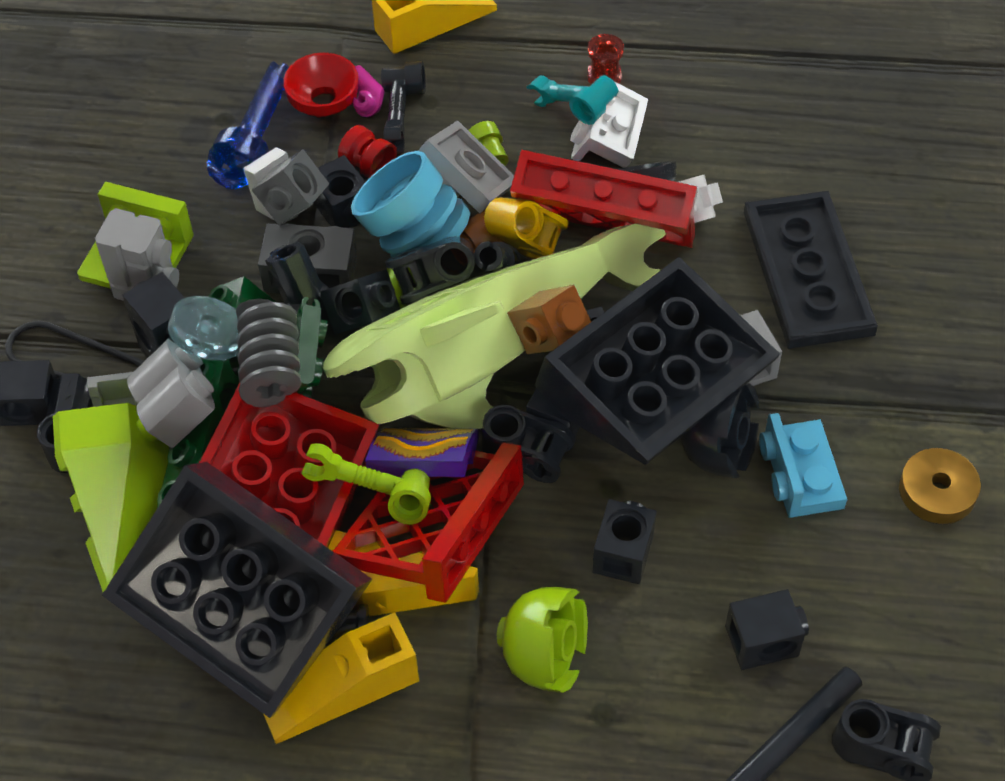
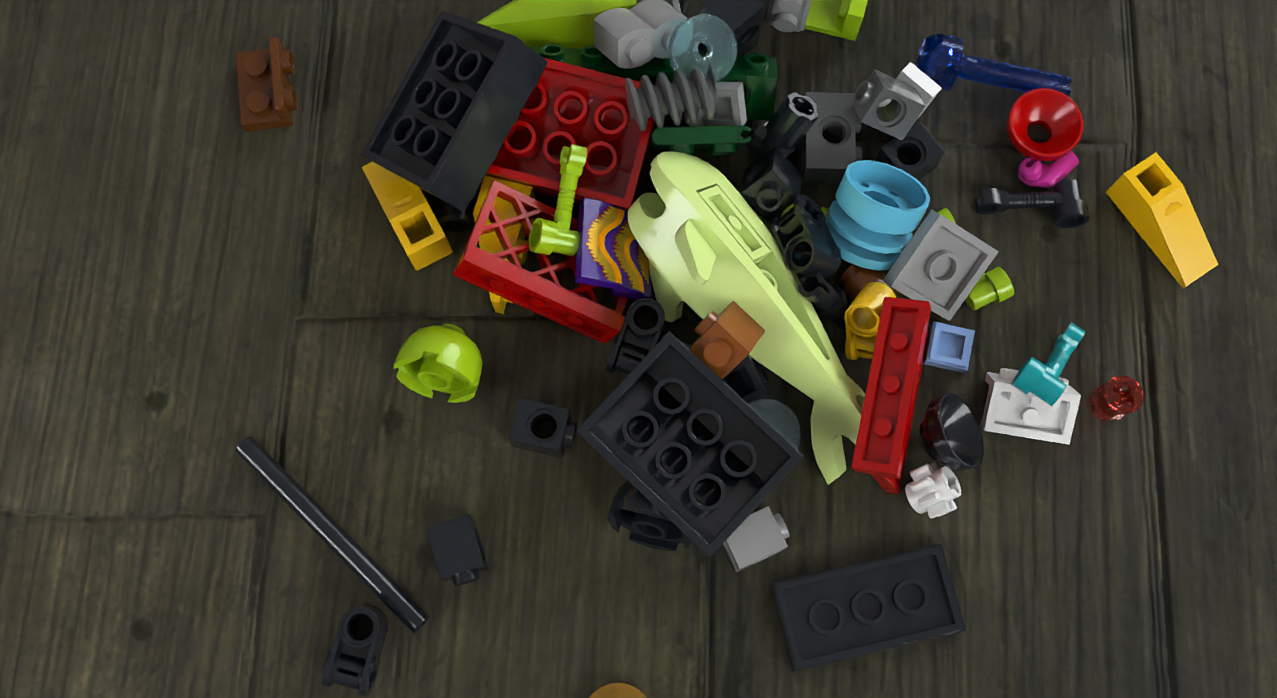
camera: 85 degrees right, 20 degrees up
(365, 150) = (965, 173): red wheel -> none
(802, 467) = (631, 589): medium azure bracket -> none

